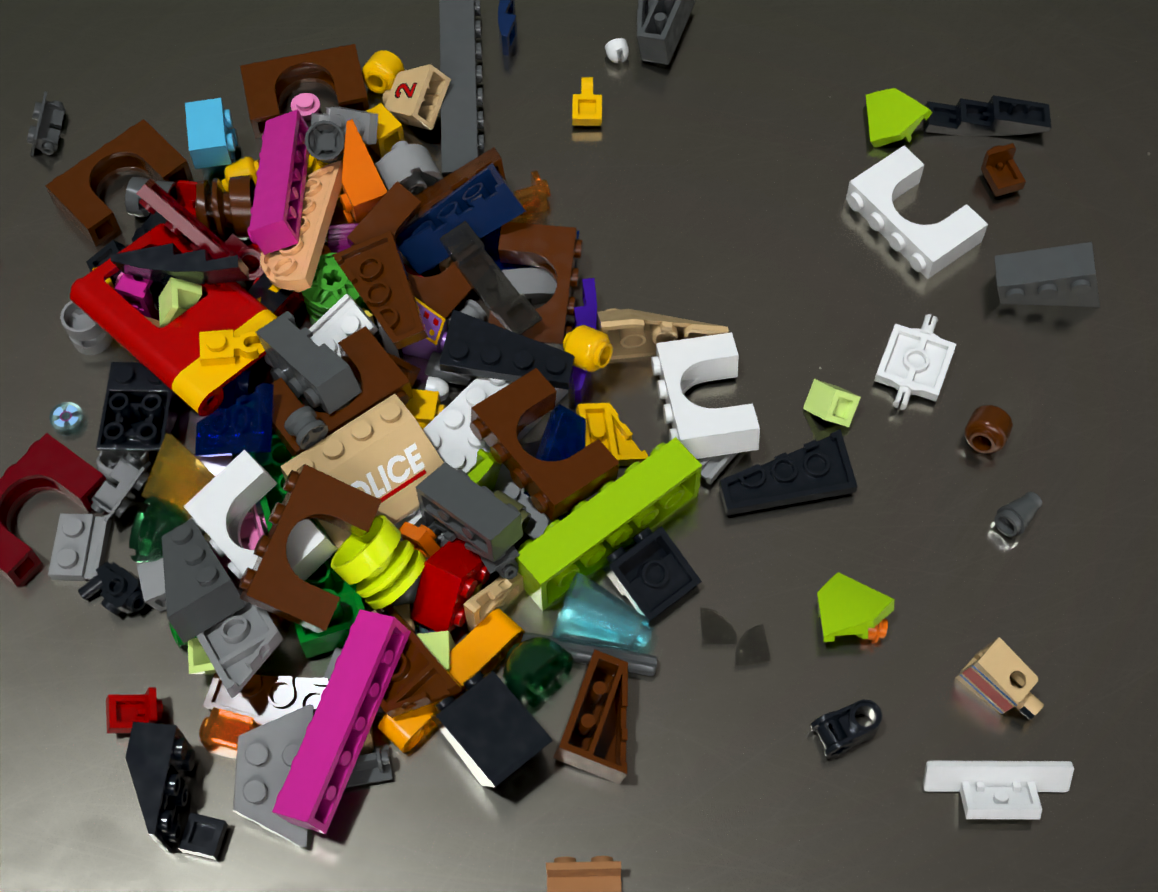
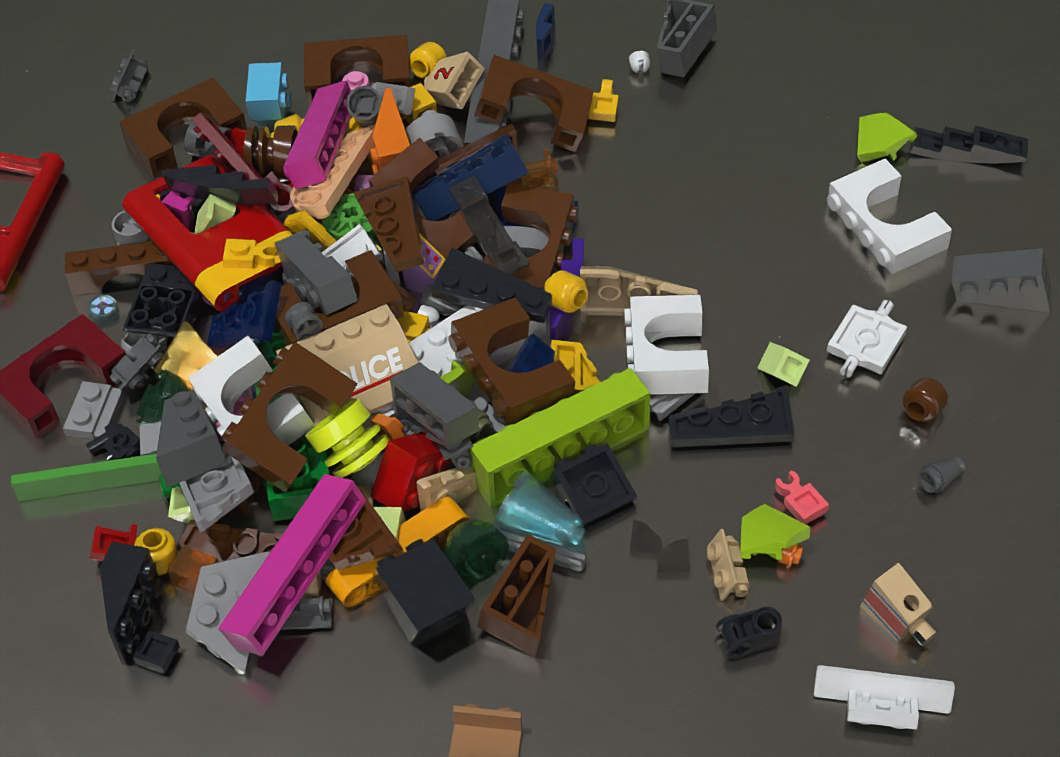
camera: 10 degrees right, 10 degrees down
(49, 372) = (92, 268): none -> reddish brown arch
(88, 632) = (86, 477): none -> bright green tile
(183, 710) = (161, 547): none -> yellow head
(283, 300) = (302, 220): none -> yellow plate
(545, 106) = (566, 99): none -> reddish brown arch
(804, 638) = (724, 554): none -> tan hinge
(876, 564) = (802, 502): none -> coral plate
(1002, 170) = (974, 188): reddish brown bracket -> none

